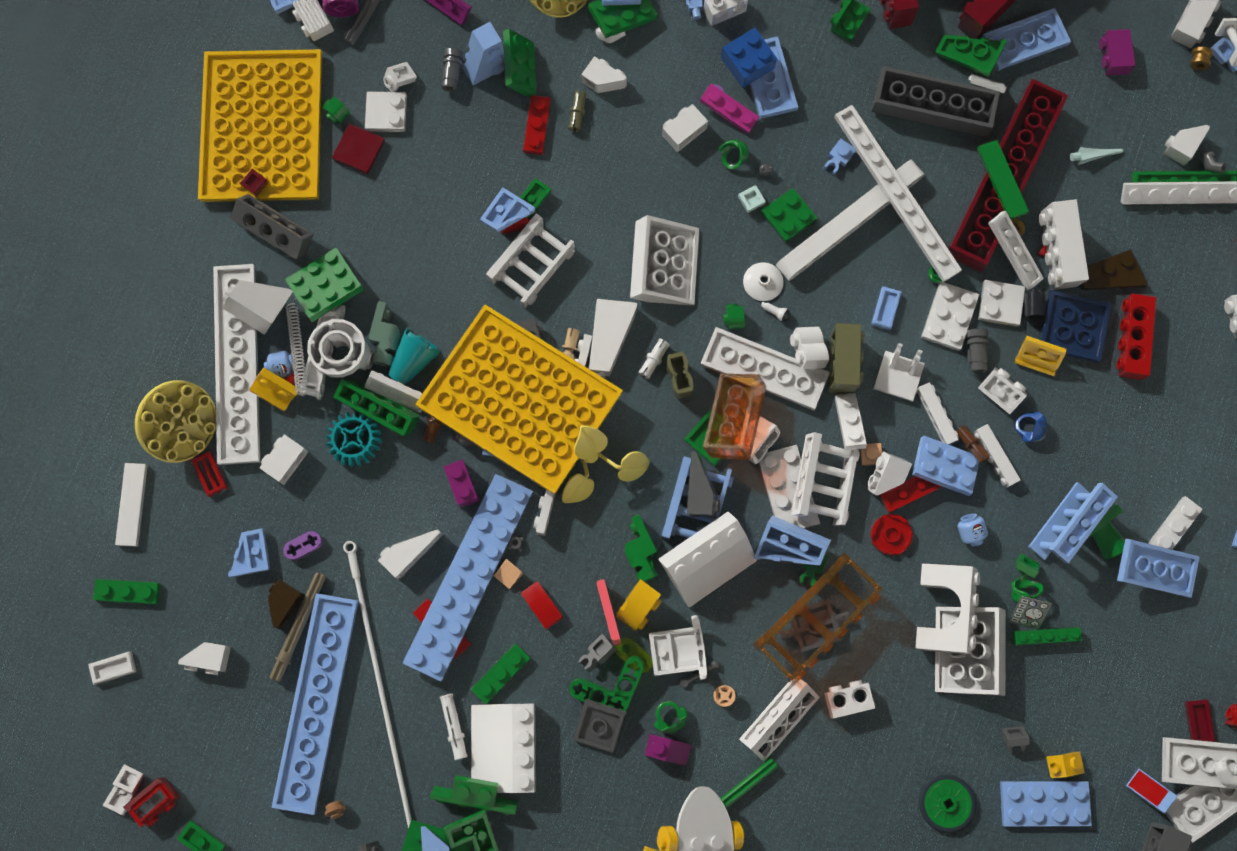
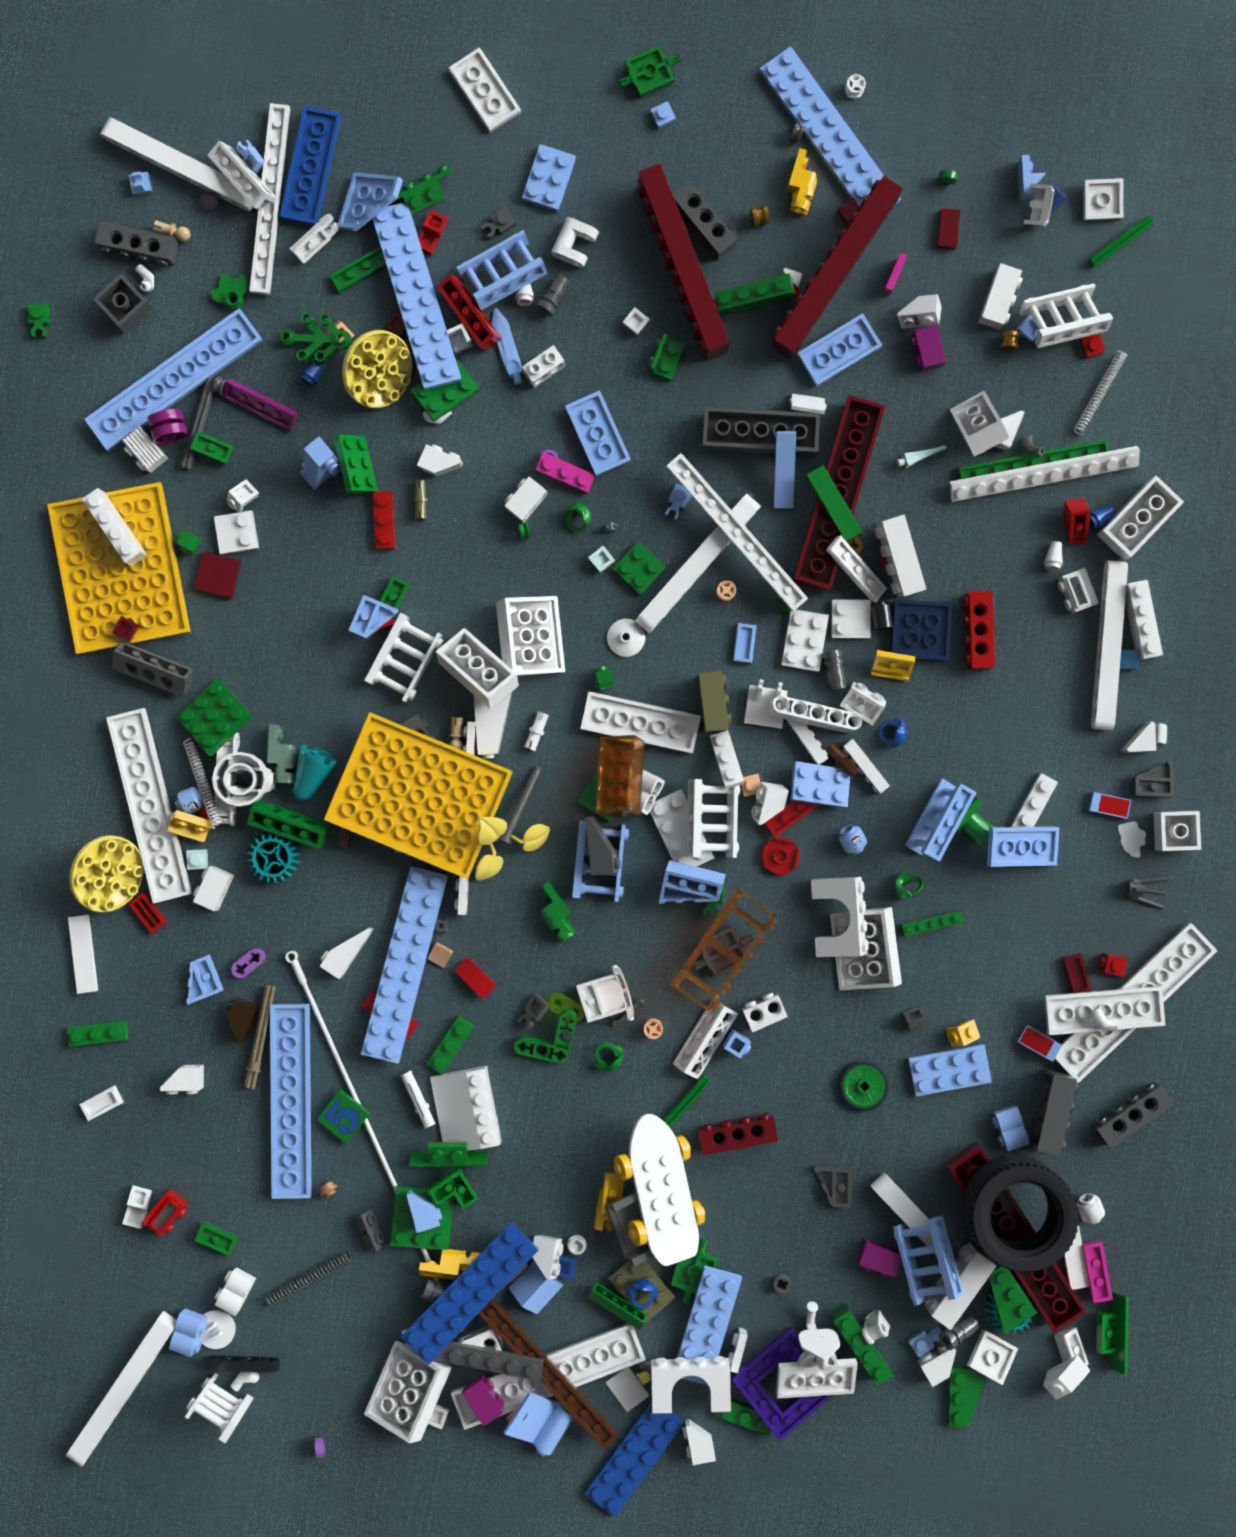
camera: 15 degrees left, 10 degrees up
(255, 303) = (156, 750): white slope -> none
(265, 81) = (114, 527): none -> white brick
(273, 427) = (197, 859): none -> light aqua plate
(369, 730) = (343, 1116): none -> green tile
(379, 26) = (212, 448): none -> green plate
(393, 390) = (301, 806): white plate -> none
(452, 63) = (291, 480): dark grey axle -> none
(461, 483) = (381, 881): magenta brick -> none
(599, 726) = (547, 1075): dark grey tile -> none
(601, 461) = (505, 838): none -> dark grey bar
(605, 280) = (477, 668): none -> white brick
(608, 612) = (536, 973): coral tile -> none
(638, 605) = (562, 964): yellow brick -> none
(667, 749) = (610, 1085): magenta slope -> none
(678, 157) = (524, 530): none -> green bush
(678, 371) = (560, 738): olive brick -> none
(708, 558) = (617, 911): white slope -> none
(748, 57) = (574, 420): blue brick -> none
(782, 314) = (647, 666): white piece -> none
(809, 347) = (678, 696): white brick -> none
(815, 729) = (737, 1044): none -> light blue brick
(832, 838) = (767, 1134): none -> dark red brick
(875, 247) = (728, 588): none -> light nougat wheel
(941, 391) = (823, 714): none -> white beam
(955, 140) = (784, 469): none -> light blue tile
(973, 54) = (788, 374): green wing -> none
(1027, 566) = (906, 863): green plate -> none
(1030, 612) = (913, 906): sticker -> none
(1114, 16) = (921, 312): none -> white slope
(1115, 272) = (952, 570): dark brown wing -> none
(1163, 130) = (979, 423): none -> white slope
(1224, 277) = (1053, 559): none -> white cone

